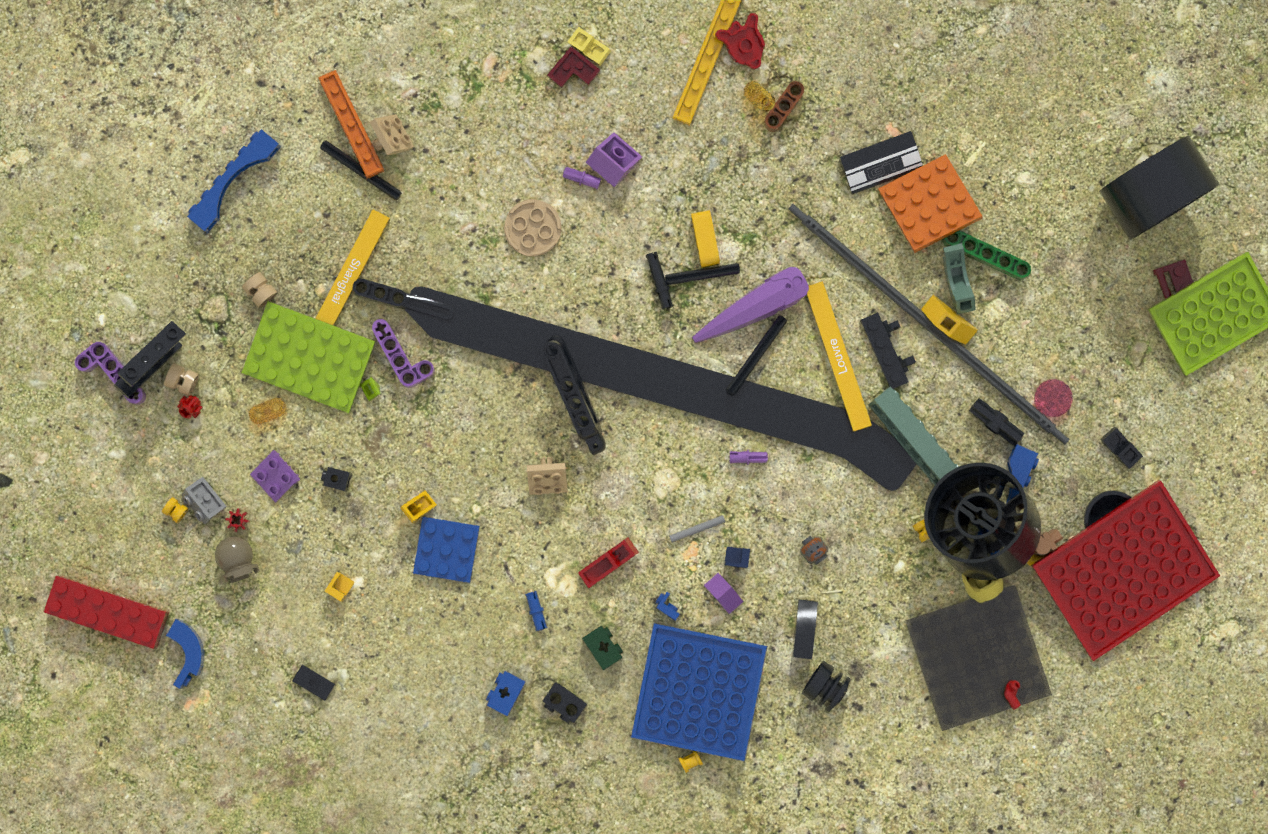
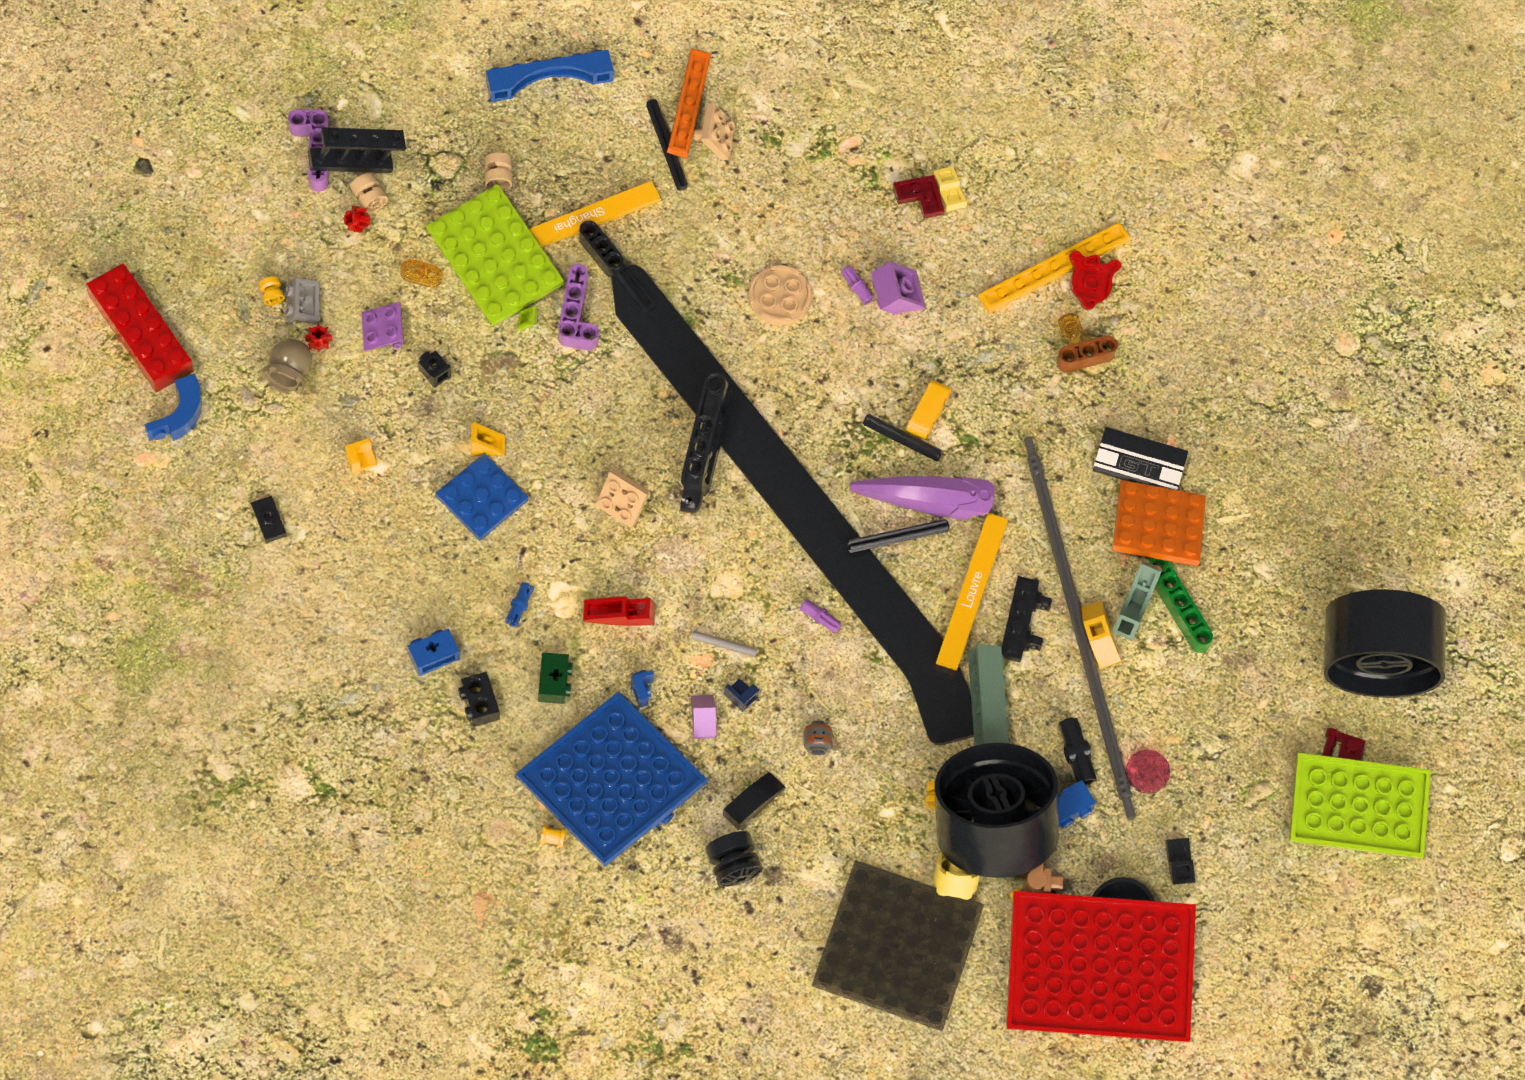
camera: 30 degrees right, 20 degrees down
(659, 281) = (855, 422): black pin -> none
(1010, 694) = (904, 995): red arm -> none

